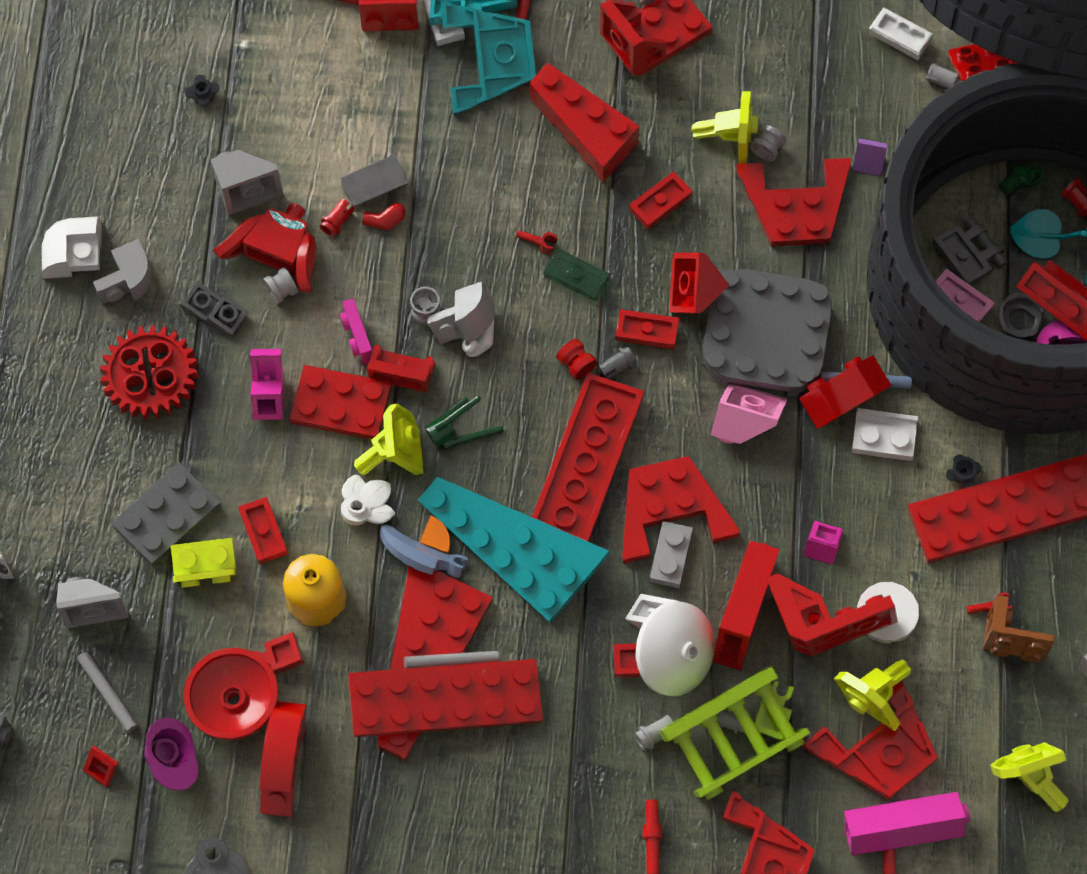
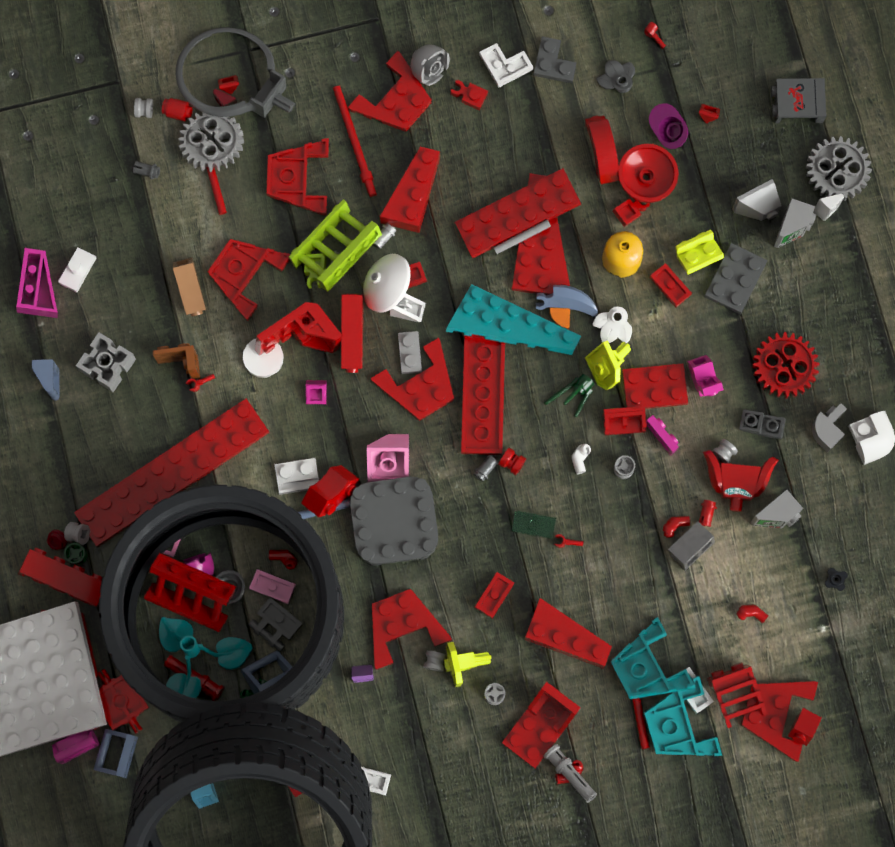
camera: 160 degrees right, 10 degrees up
(52, 551) = (796, 221): none -> light grey slope
(107, 692) = (725, 158): light grey bar -> none
(328, 85) = (751, 610): none -> red arm
(468, 318) = (591, 464): light grey brick -> none
(595, 773) = (412, 194): none -> red wedge
(647, 329) = (473, 498): red plate -> none
(694, 283) = (450, 530): red slope -> none
(696, 79) = (494, 694): none -> light grey wheel
(873, 691) = (258, 288): neon yellow piece -> none
(905, 823) = (216, 225): dark pink brick -> none
(966, 463) = (235, 461): black plate -> none
(971, 746) = (189, 286): none -> medium nougat slope
(993, 173) = (253, 683): none -> sand blue tile
(1034, 770) = (149, 281): neon yellow piece -> none

